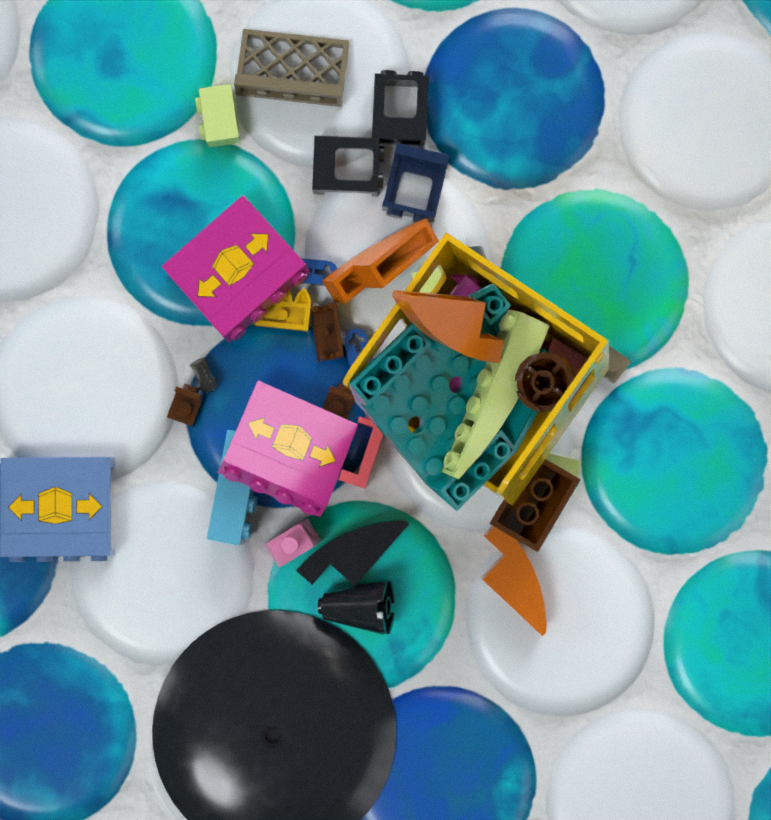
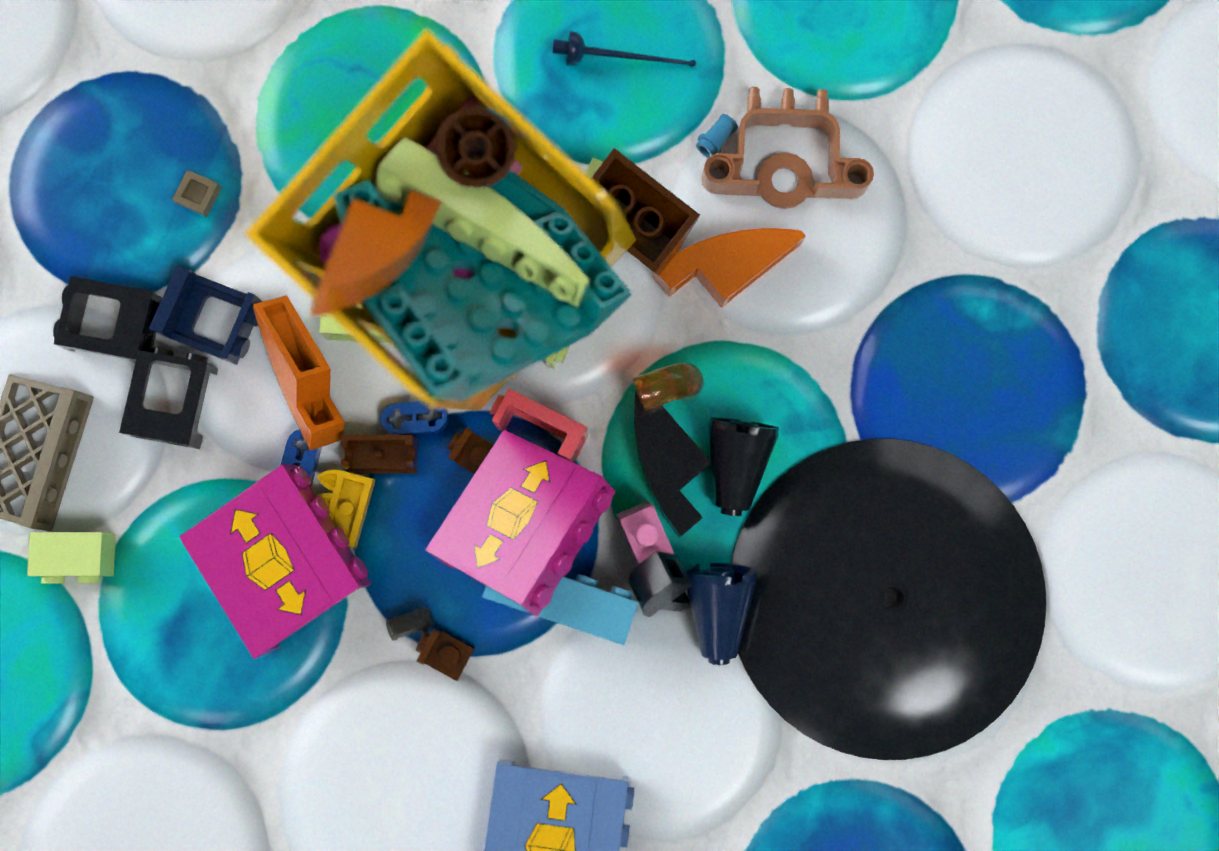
camera: 85 degrees left, 5 degrees down
(248, 606) = (720, 607): none -> dark blue cone
(256, 560) = (660, 584): none -> black brick
(409, 545) = (668, 384): none -> clear orange cylinder
(510, 157) = (197, 193): none -> dark tan plate
(603, 655) = (819, 118): none -> nougat piece
(611, 552) = (716, 136): none -> dark azure pin
(672, 433) = (576, 48): none -> dark blue sword

